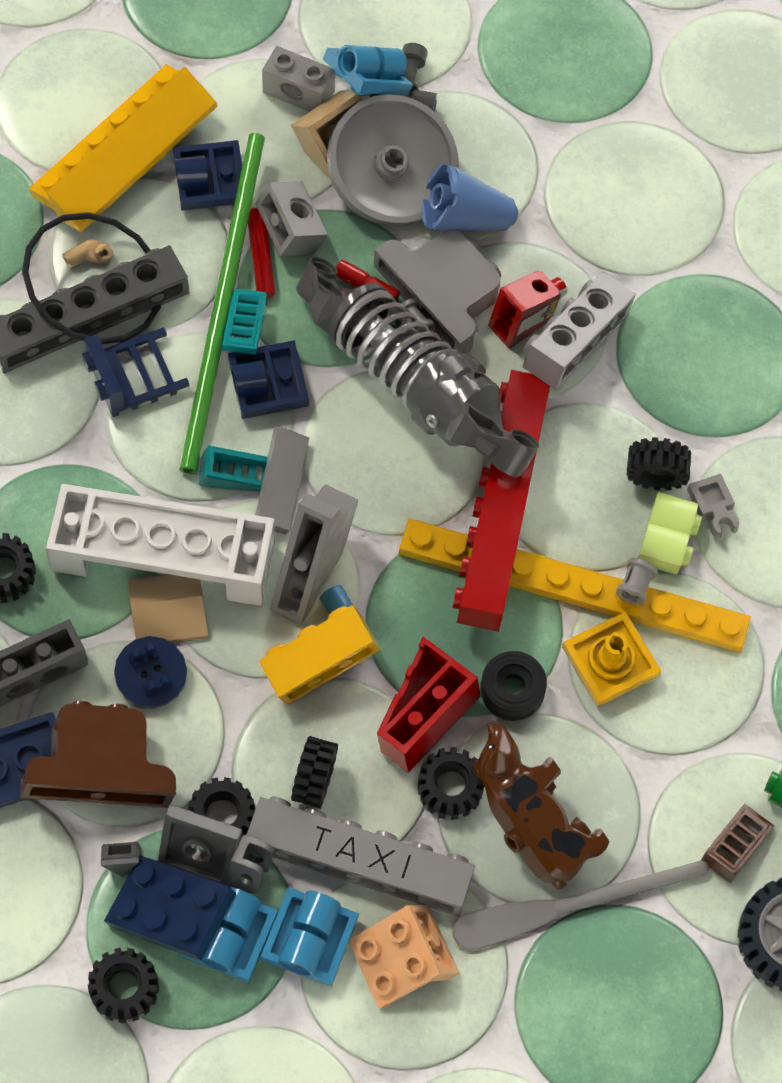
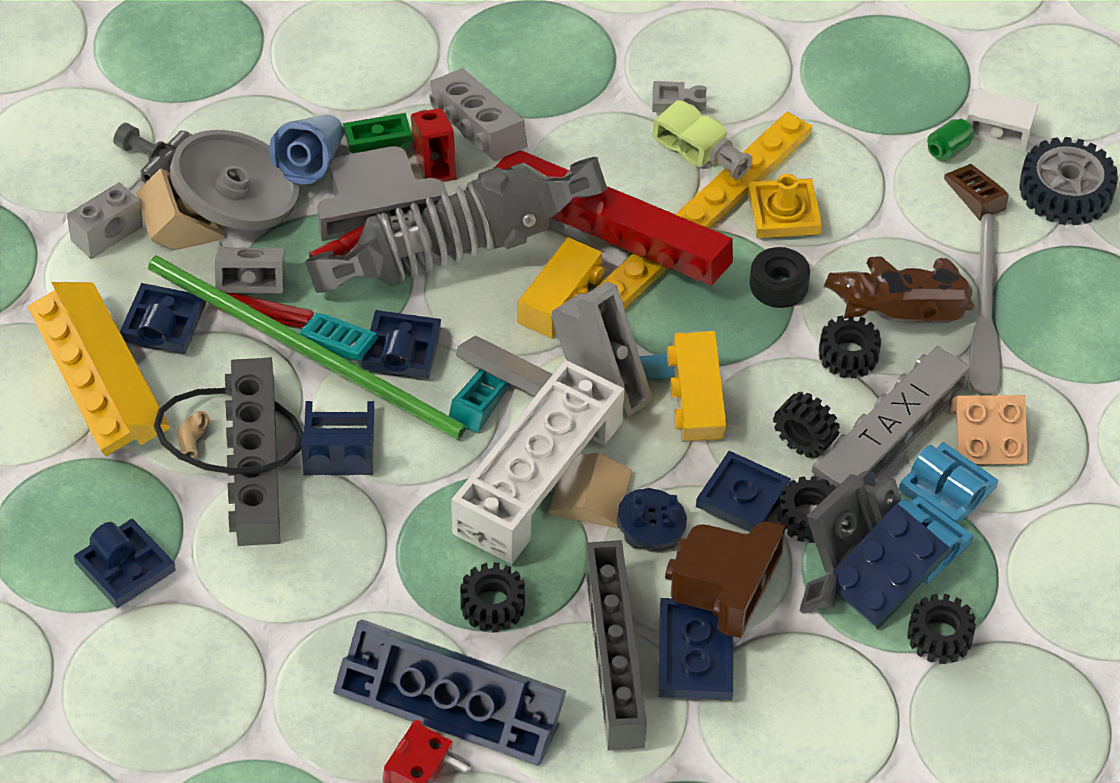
camera: 65 degrees left, 15 degrees down
(216, 743) = (742, 492): none -> dark blue plate
(370, 69) = (127, 161): dark azure plate -> none
(401, 488) = (567, 274): none -> yellow brick
(427, 705) = (775, 333): red wedge -> none
(515, 254) = (378, 133): none -> green slope
(659, 464) = (629, 110): black tyre -> none

